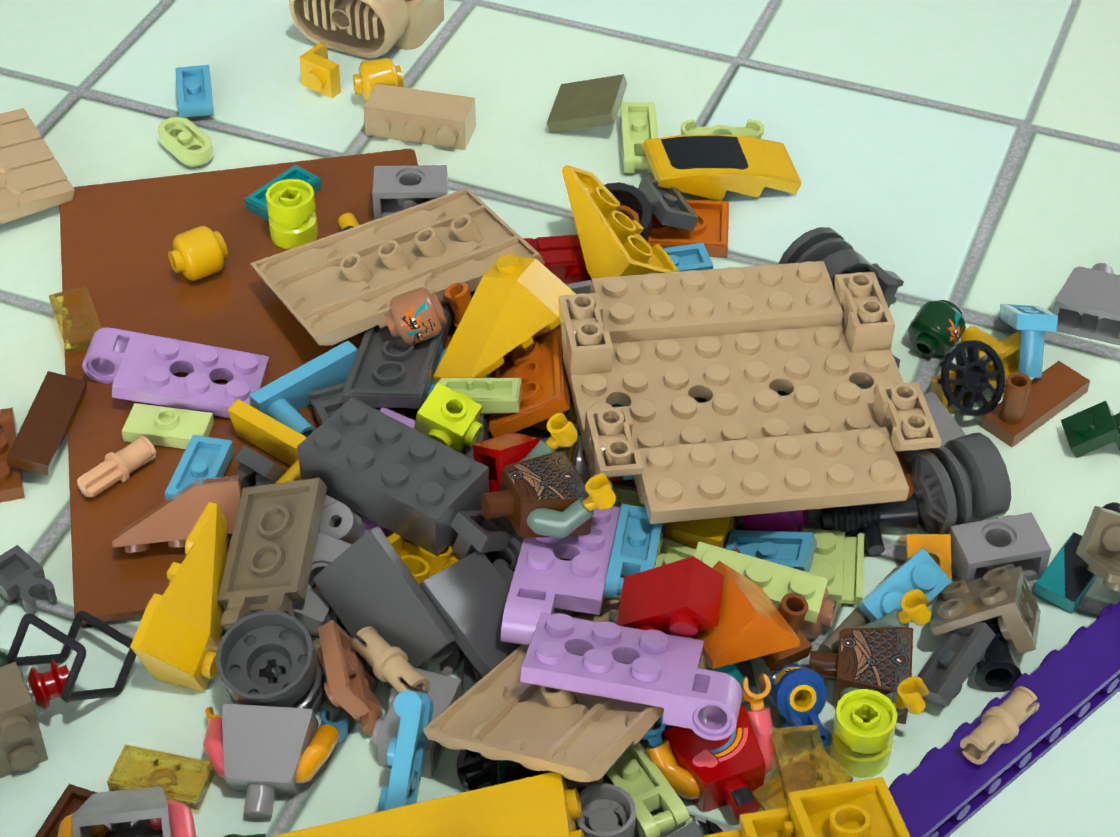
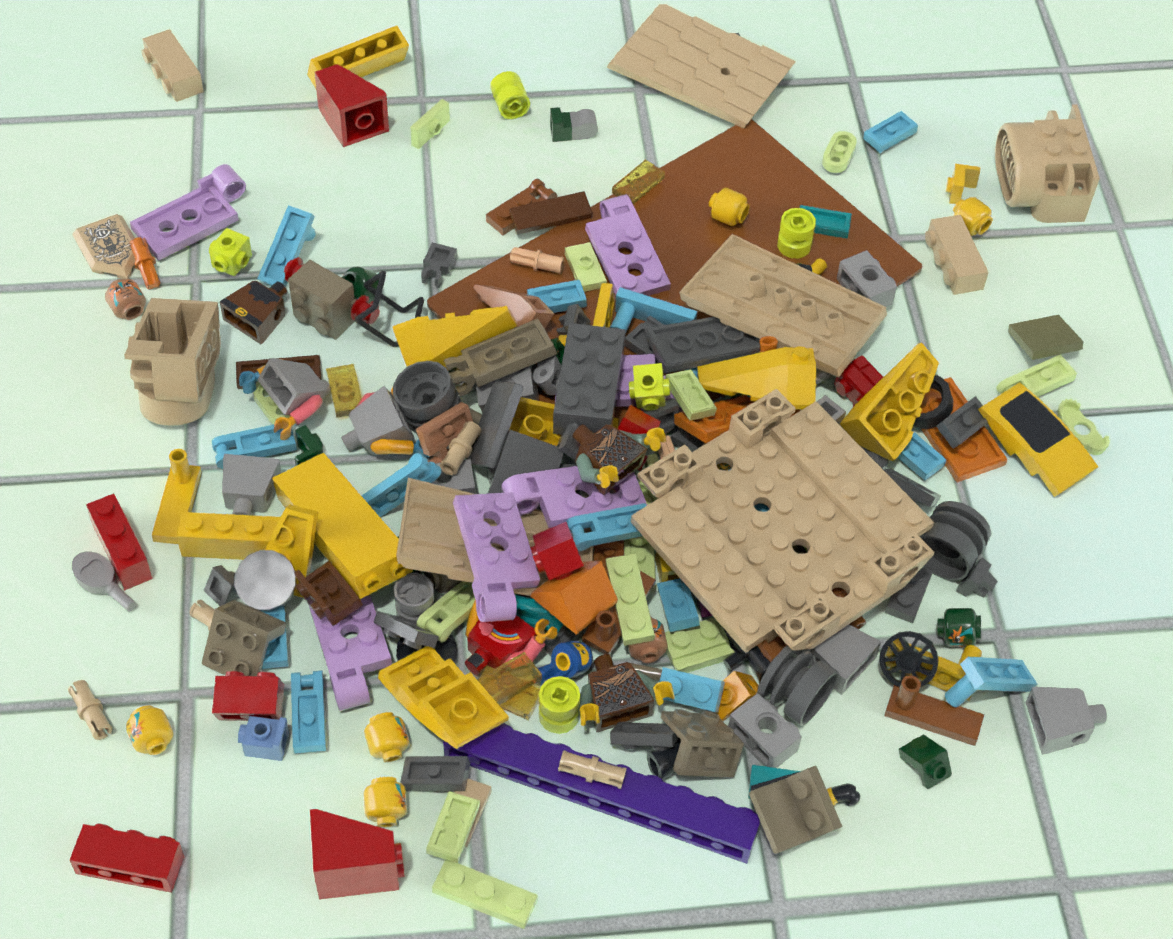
camera: 60 degrees right, 10 degrees up
(415, 316) = (729, 331): nougat head -> none

